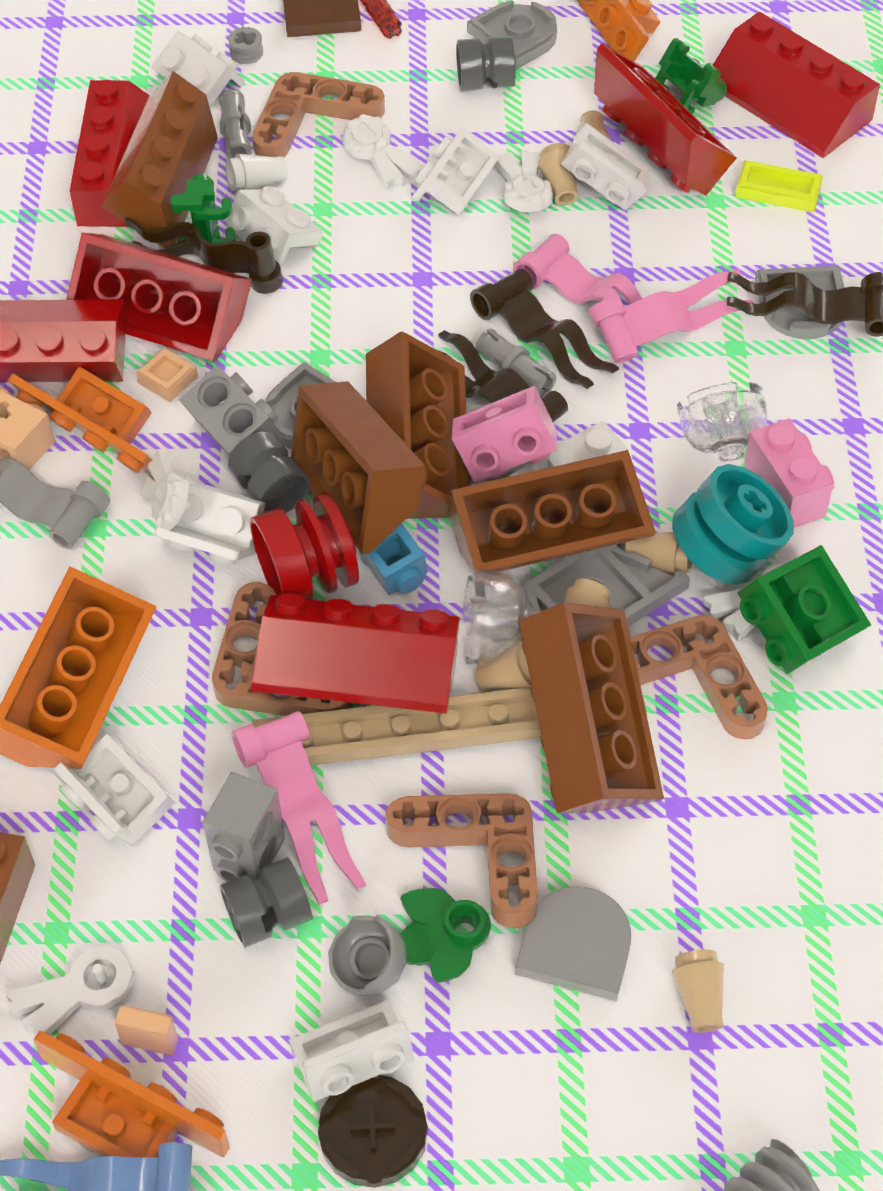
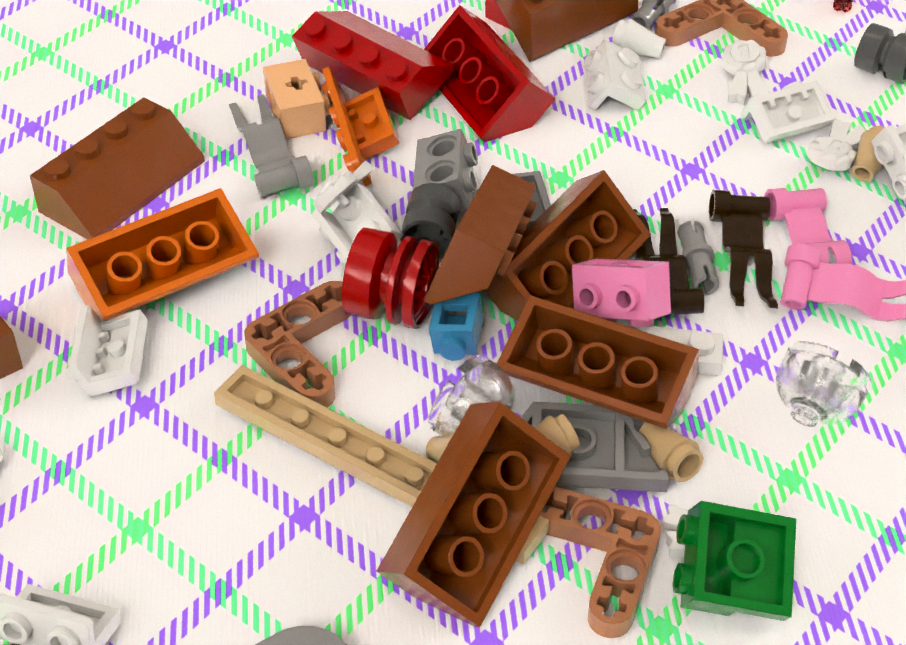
camera: 40 degrees right, 10 degrees down
(167, 374) = (438, 123): light nougat tile -> none
(200, 201) = (569, 41): green piece -> none
(243, 827) = (146, 423): light grey brick -> none
(250, 257) = (559, 79): dark brown flag -> none
(266, 902) = (112, 483): dark grey wheel -> none
(285, 766) = (216, 431): bright pink flag -> none
(356, 653) = (352, 366): red slope -> none
(367, 956) = (138, 570): light grey hair -> none
(434, 935) = (205, 598): green plate -> none
(497, 835) = (317, 557): nougat beam -> none
(732, 524) = (736, 455): teal wheel -> none
(790, 466) = (837, 459): bright pink brick -> none

